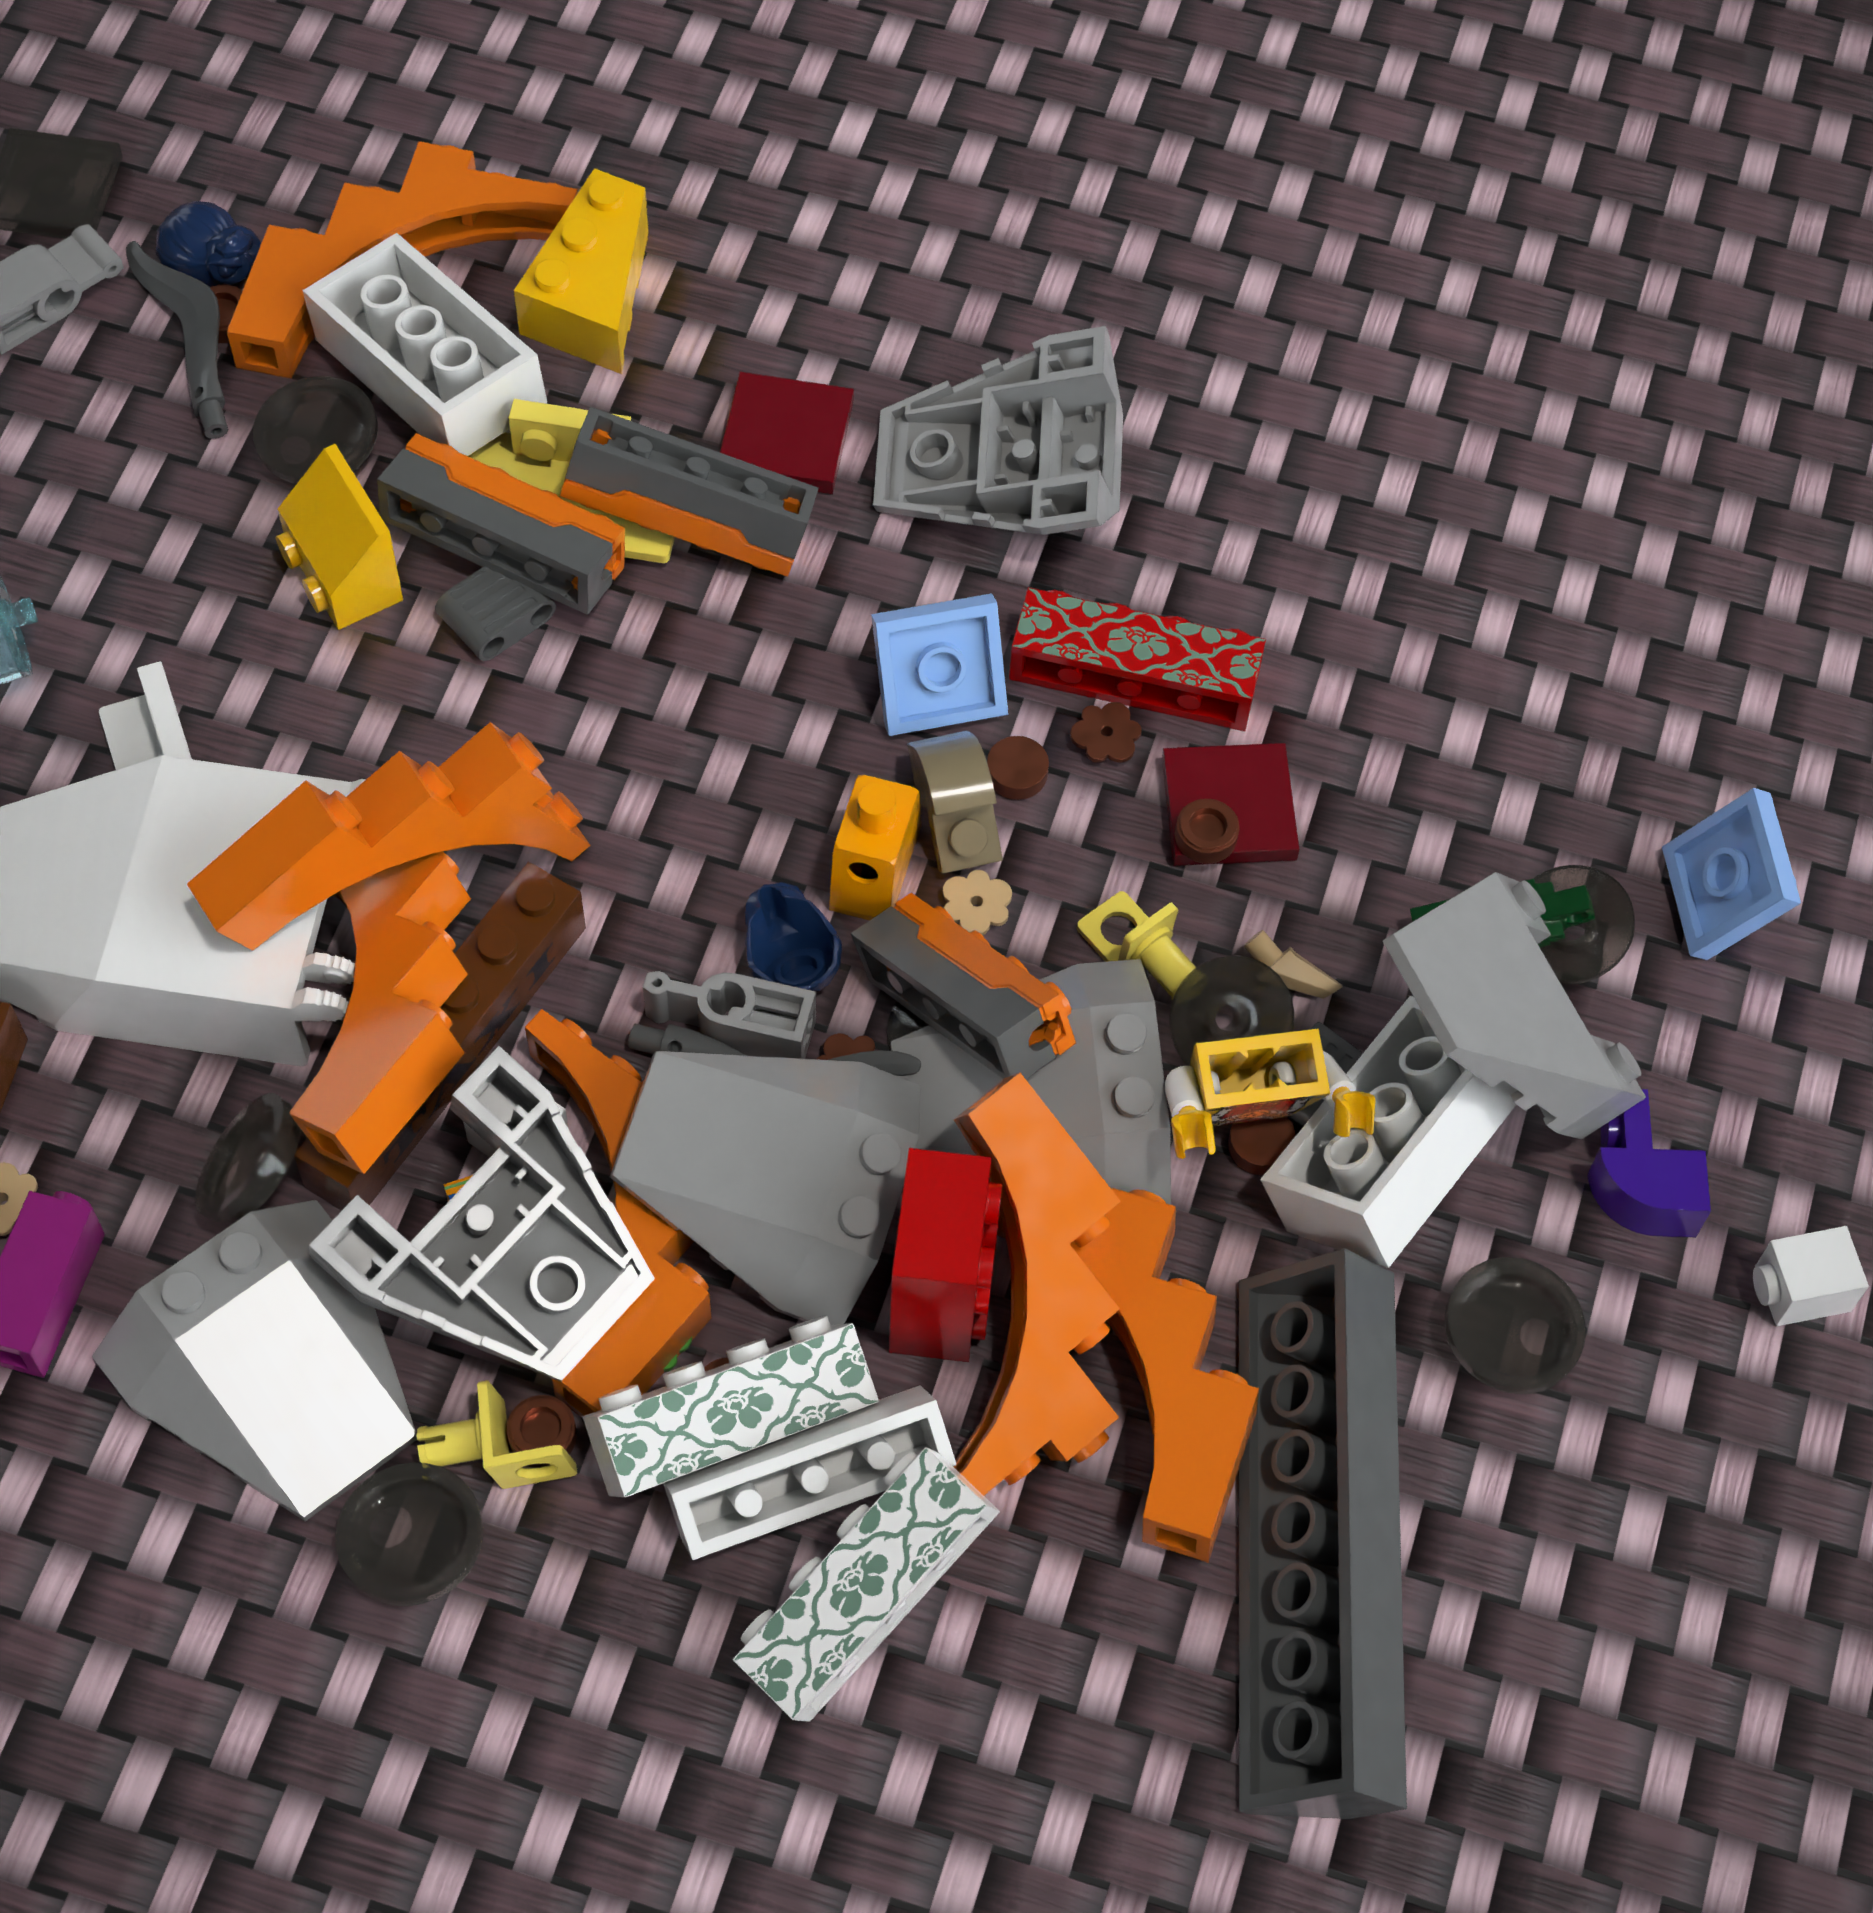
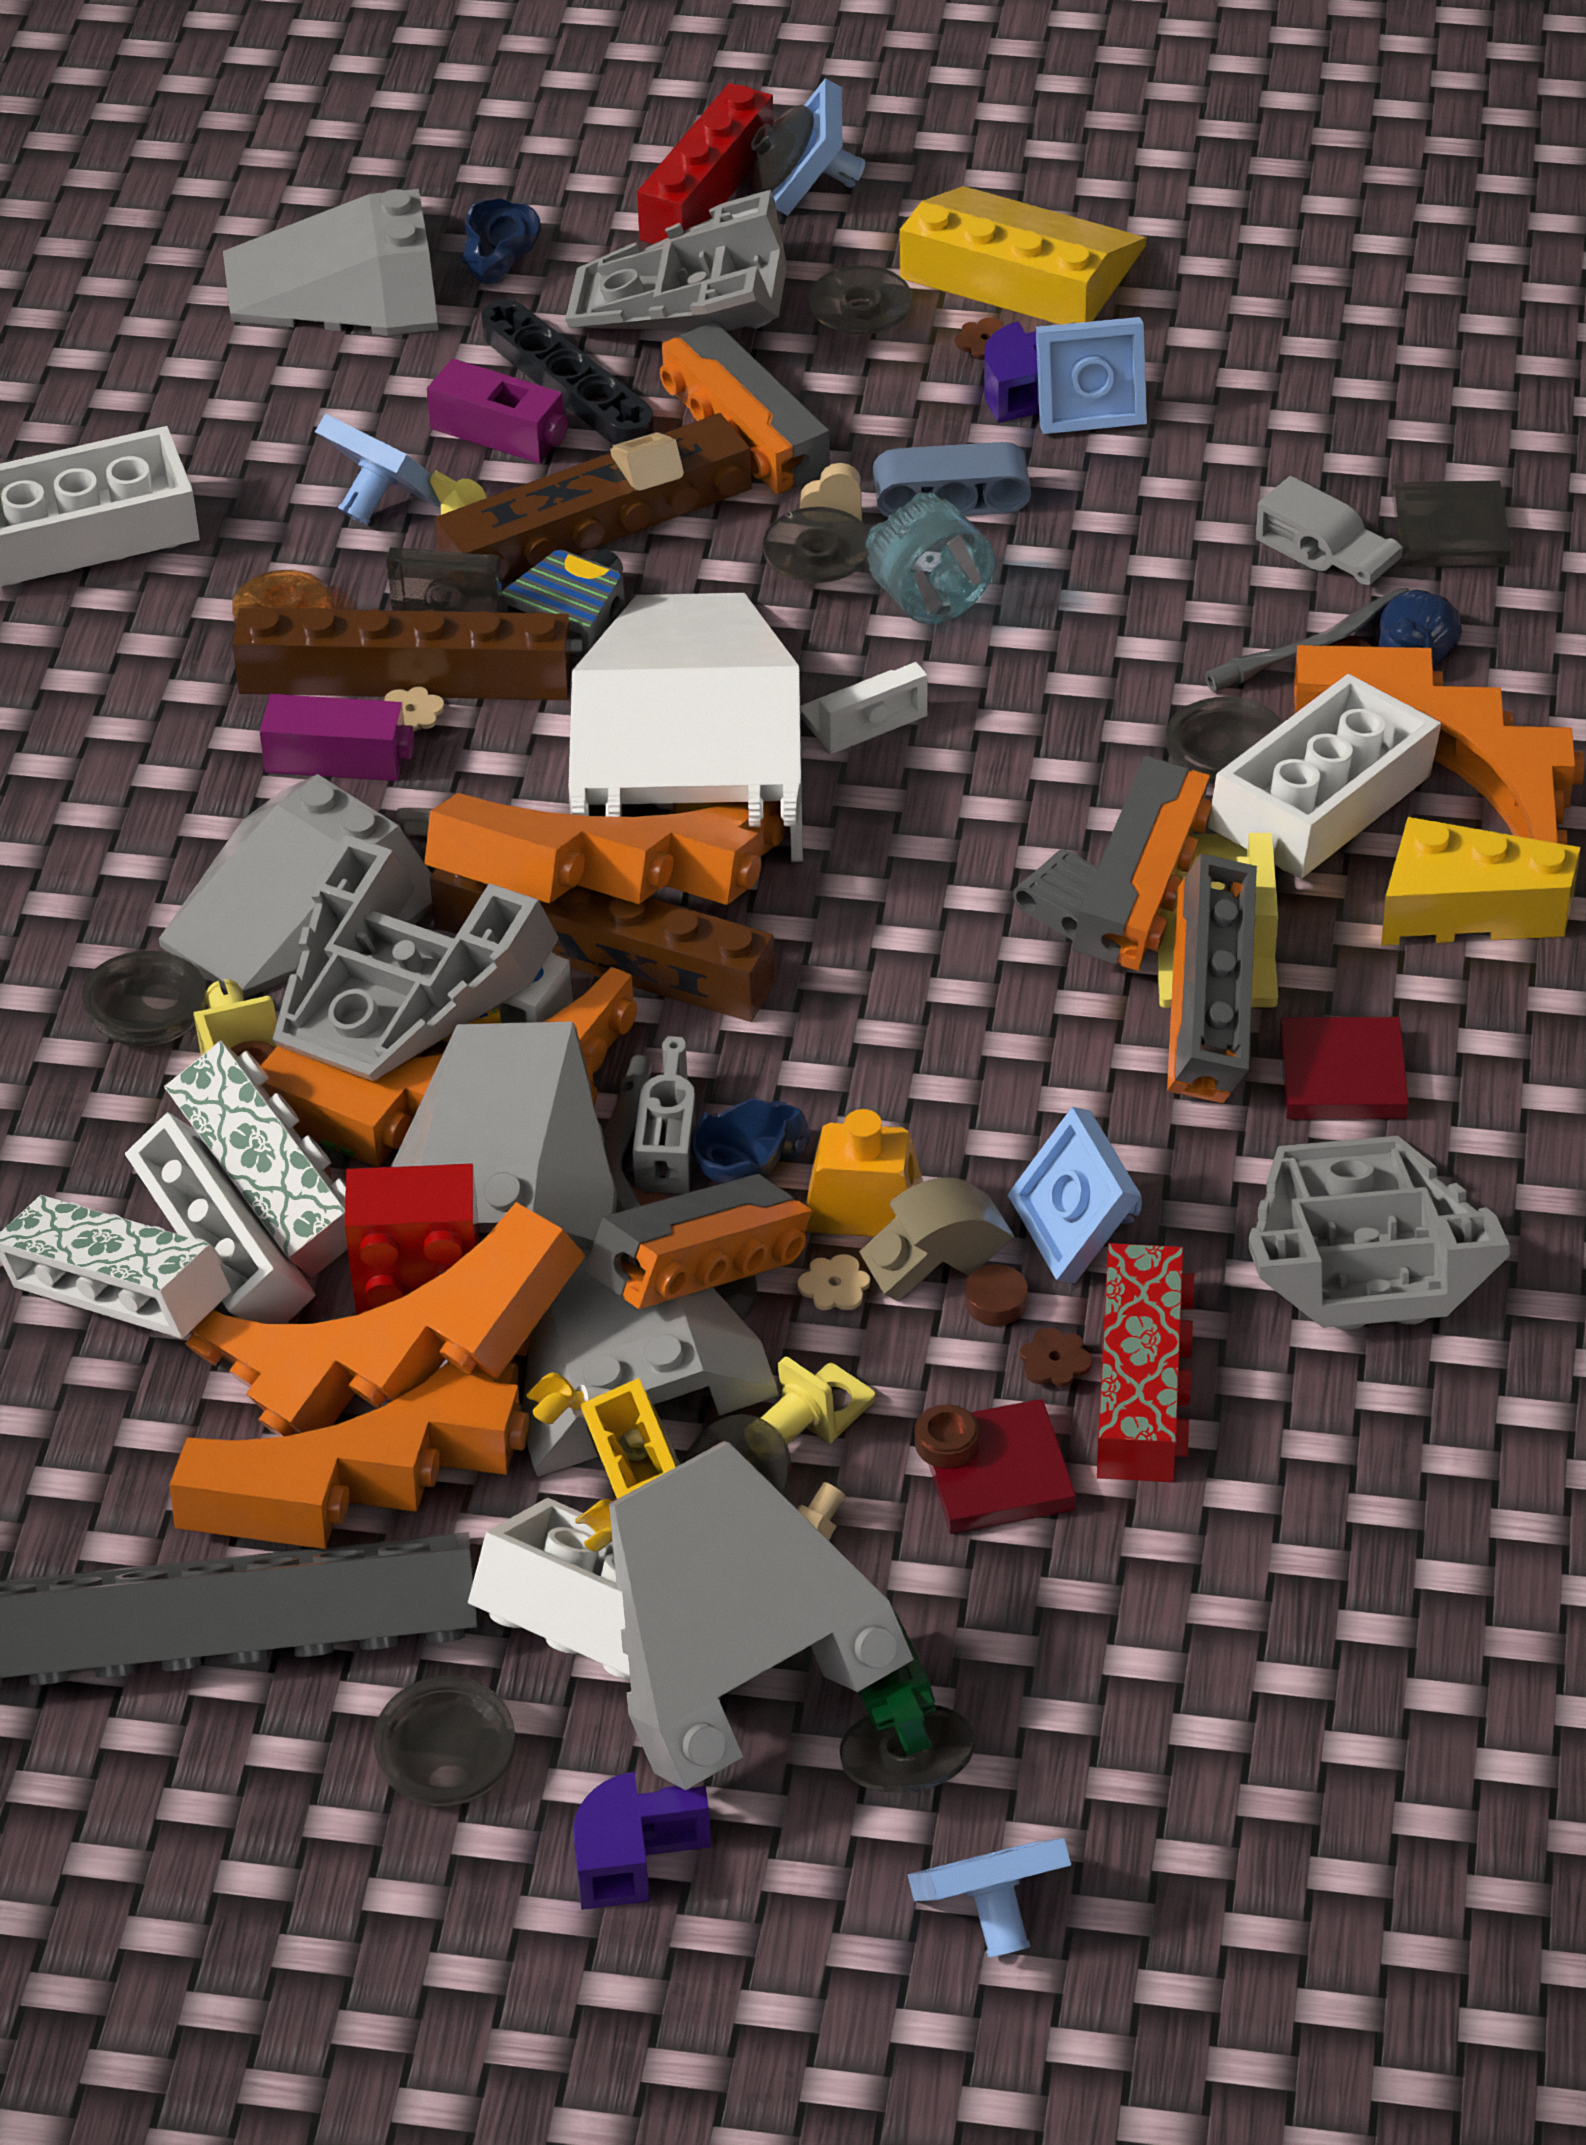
camera: 85 degrees right, 15 degrees down
(338, 542) = (1091, 772): yellow slope -> none
(398, 814) = (755, 799): orange arch -> none
(1810, 1276) = (535, 1988): white brick -> none

